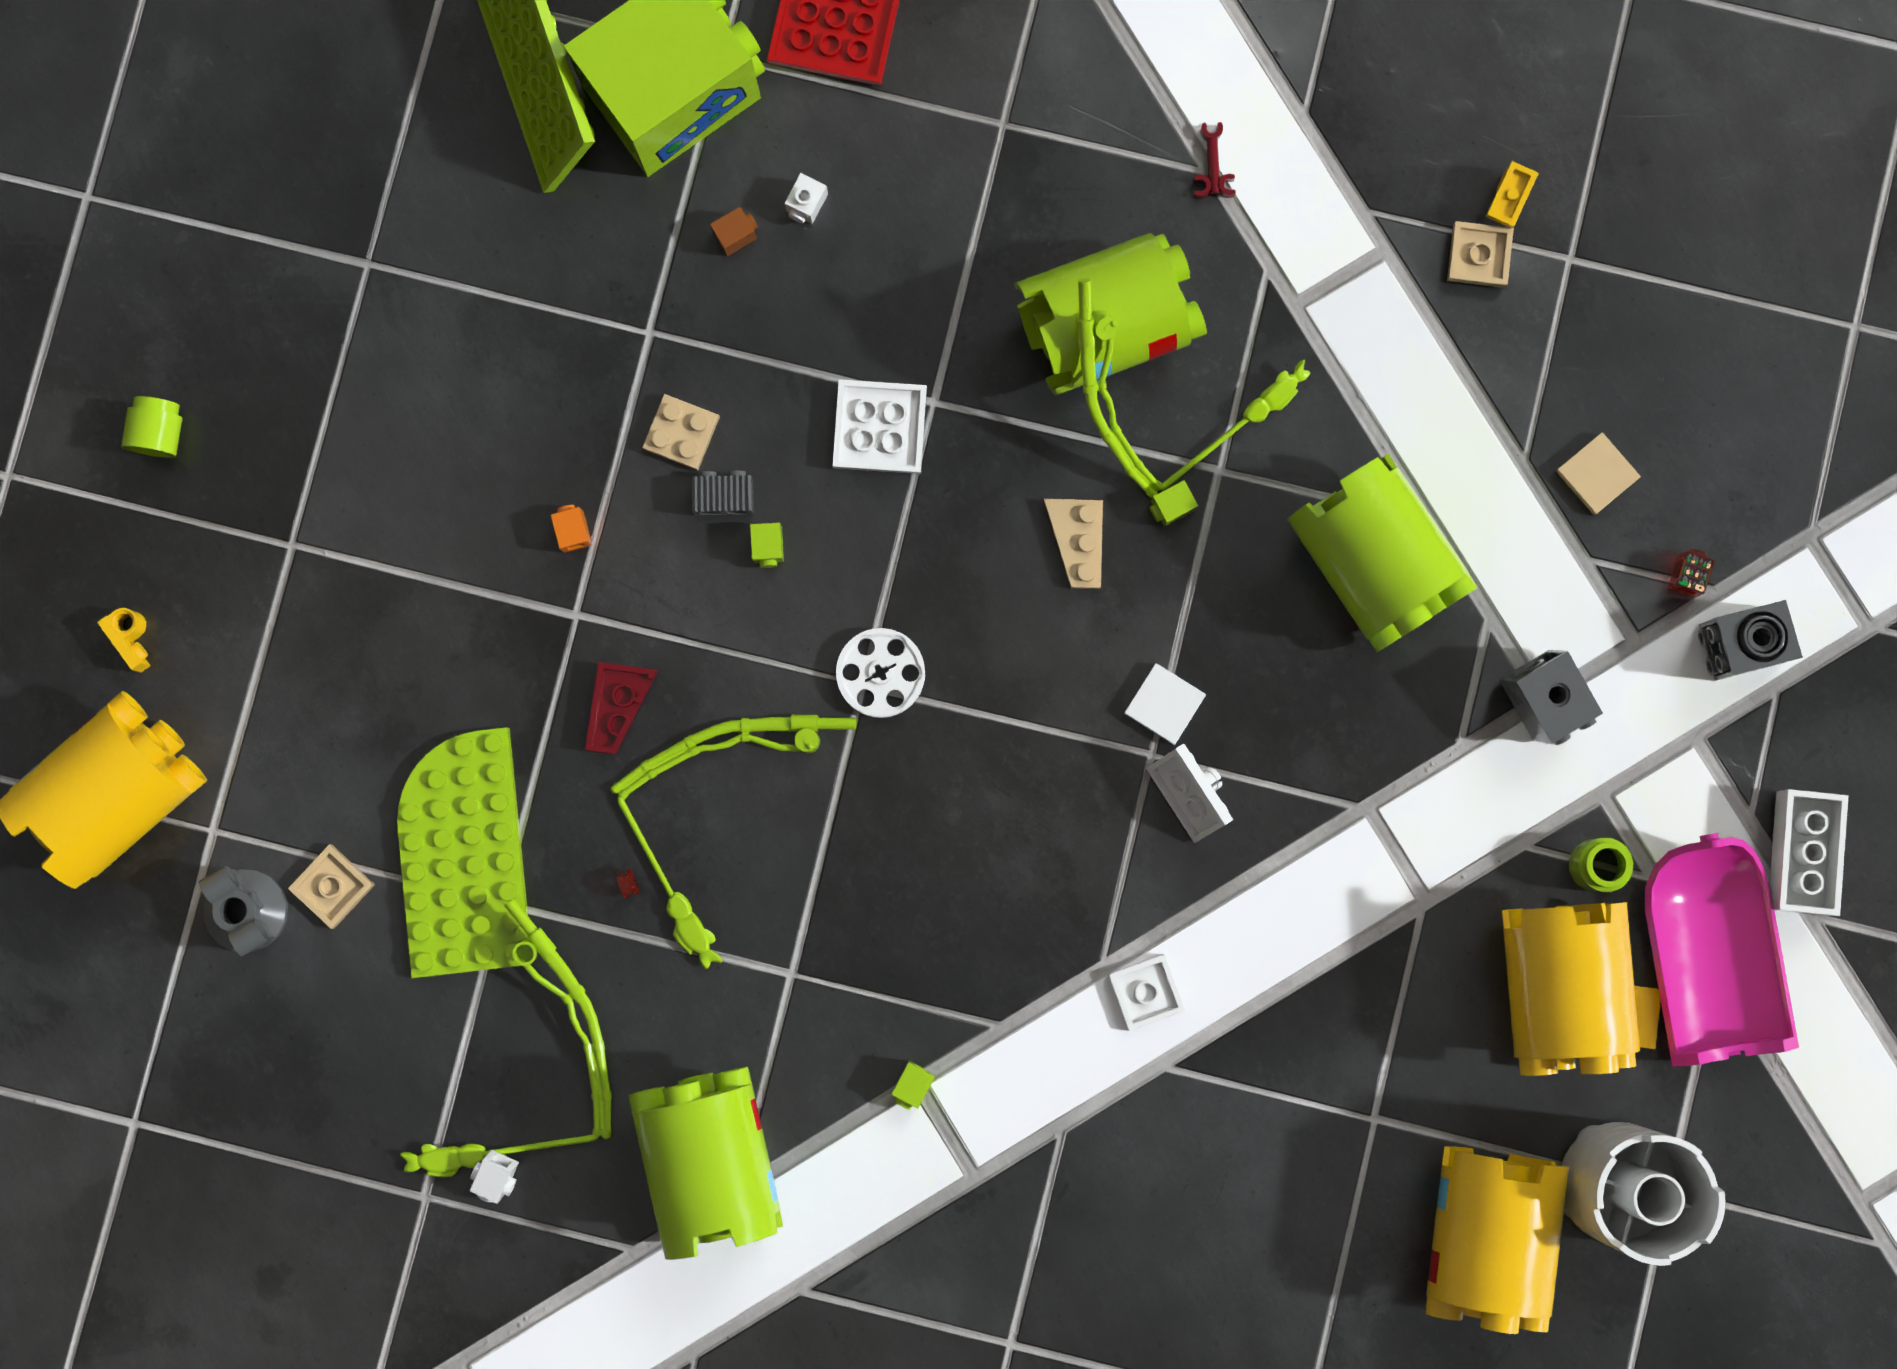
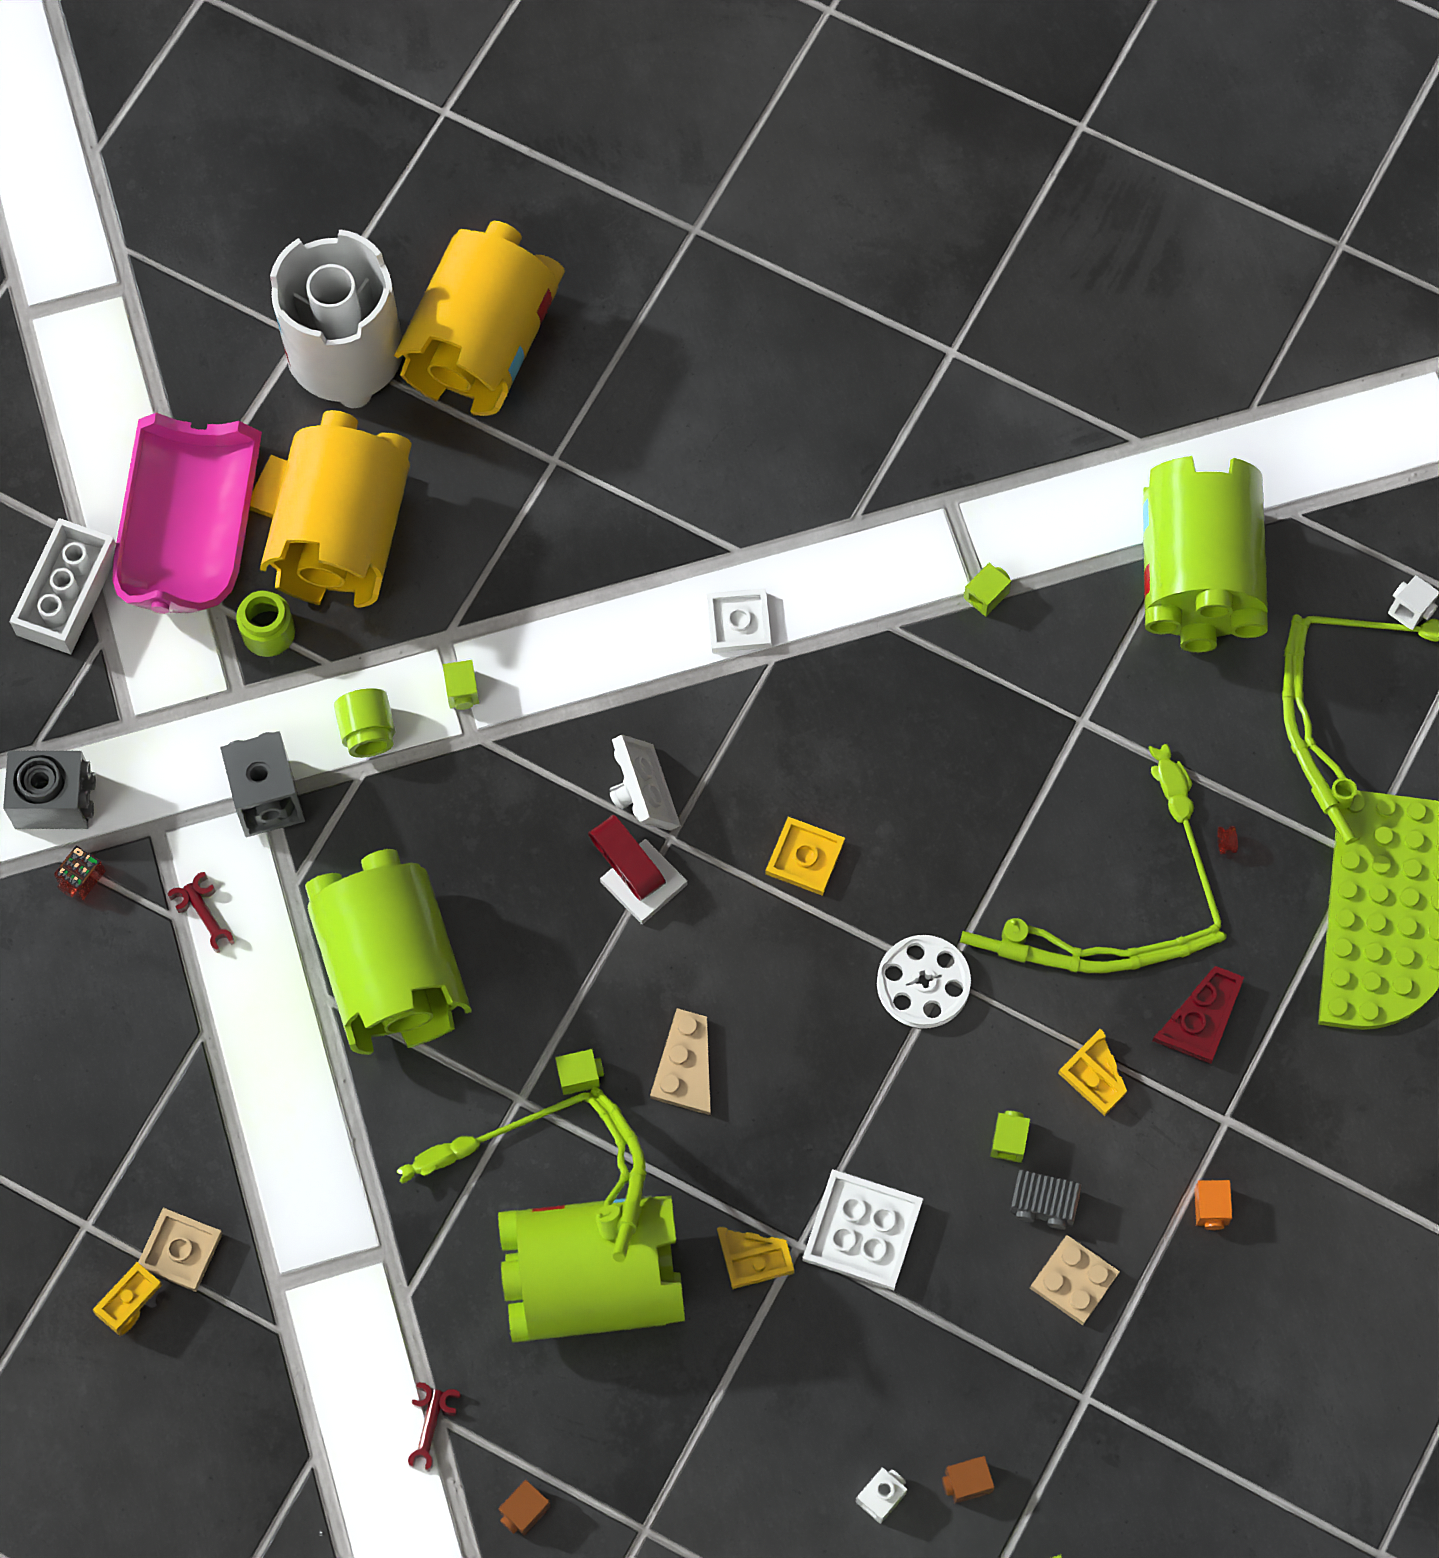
camera: 165 degrees left, 15 degrees down
(703, 624) = (1095, 1074): none -> yellow wing
(970, 377) = (753, 1257): none -> yellow wing
(1021, 768) = (805, 856): none -> yellow tile
(1110, 109) = (523, 1508): none -> dark orange brick
(1186, 715) = (627, 858): none -> dark red beam
(1394, 852) = (460, 684): none -> lime brick
(1473, 786) = (365, 722): none -> lime piece
(1579, 582) = (193, 894): none -> dark red bar
(1598, 473) = (135, 997): tan tile -> none

